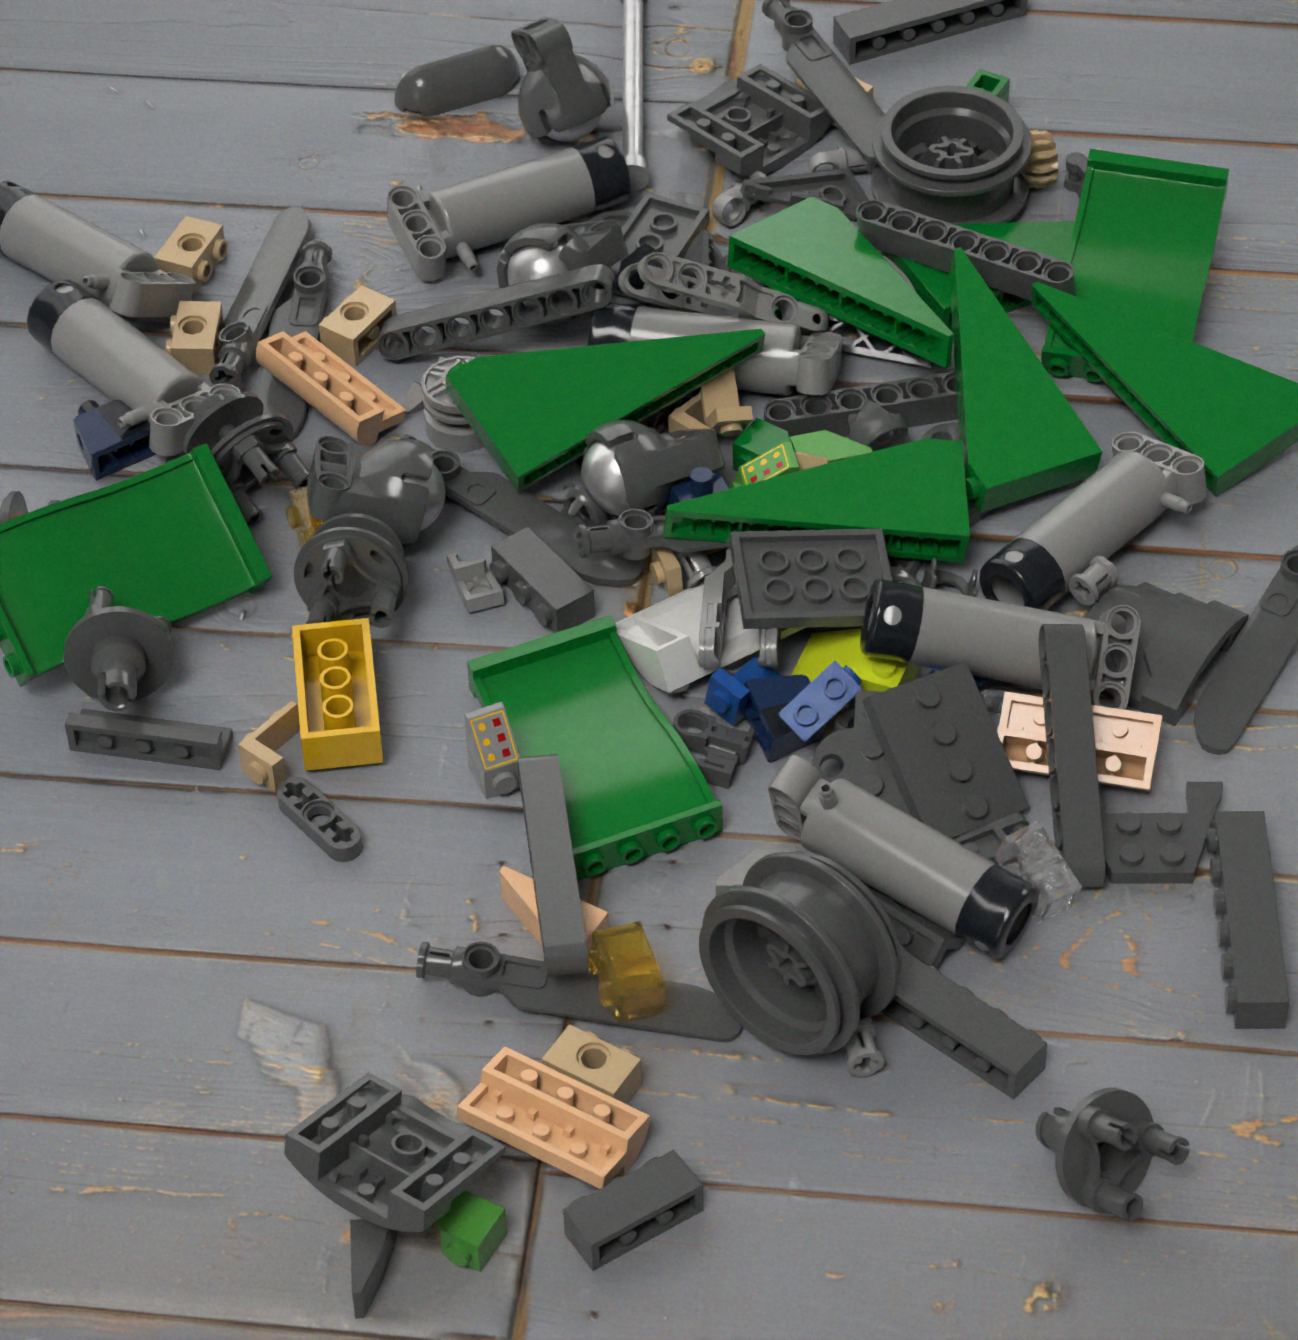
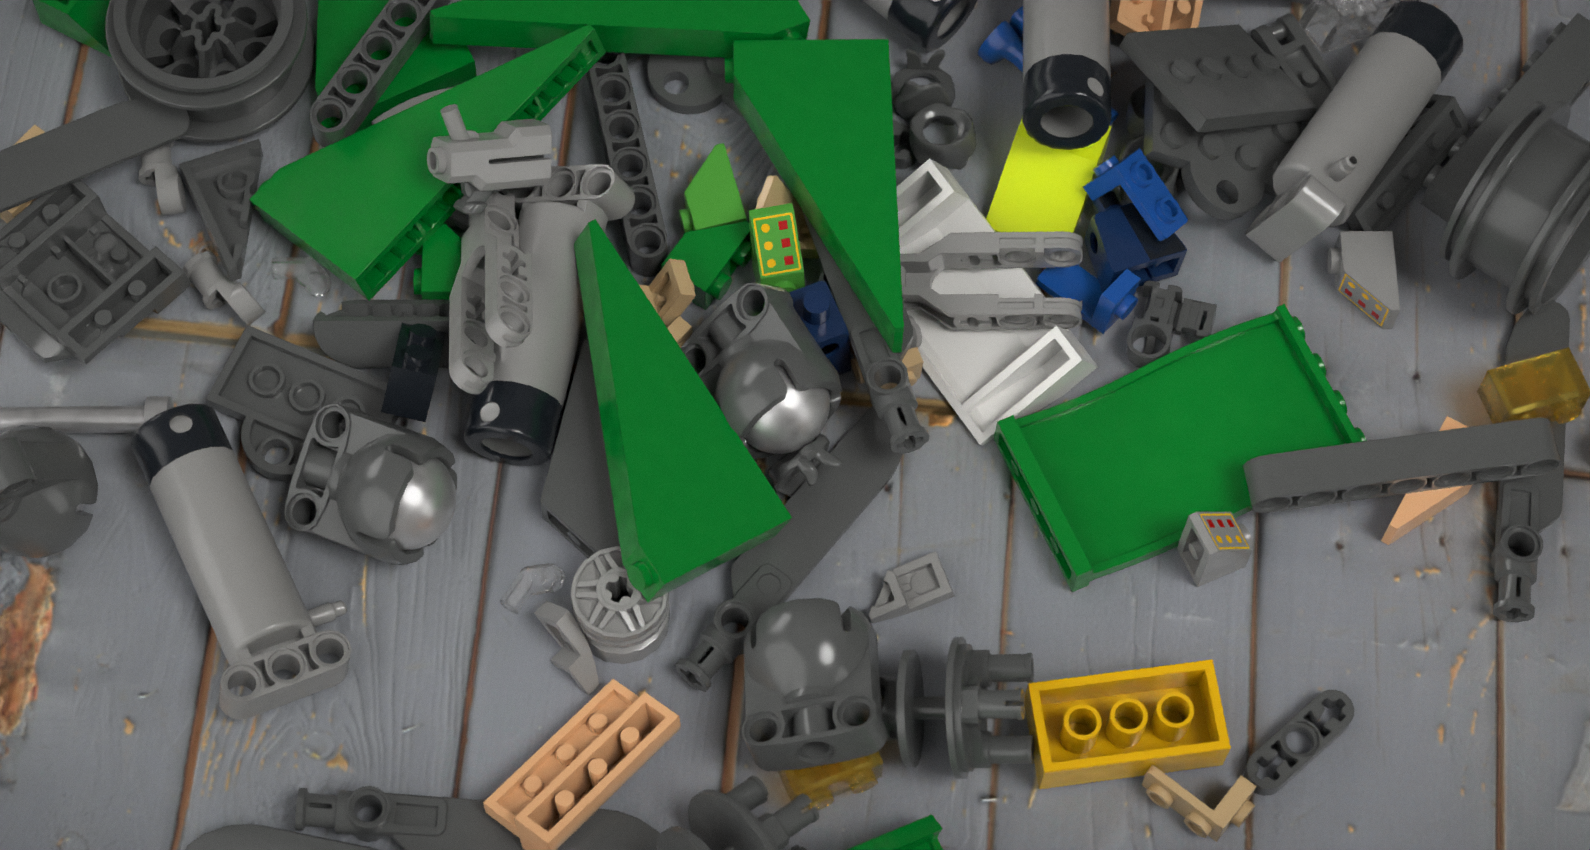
camera: 95 degrees left, 20 degrees up
(356, 324) = (431, 725): tan brick -> none
(507, 300) = (475, 559): dark grey beam -> none
(542, 581) = (919, 507): dark grey brick -> none
(806, 576) = (975, 192): dark grey plate -> none
(826, 287) = (490, 160): none -> light grey piece
(875, 423) = (681, 139): dark grey piece -> none

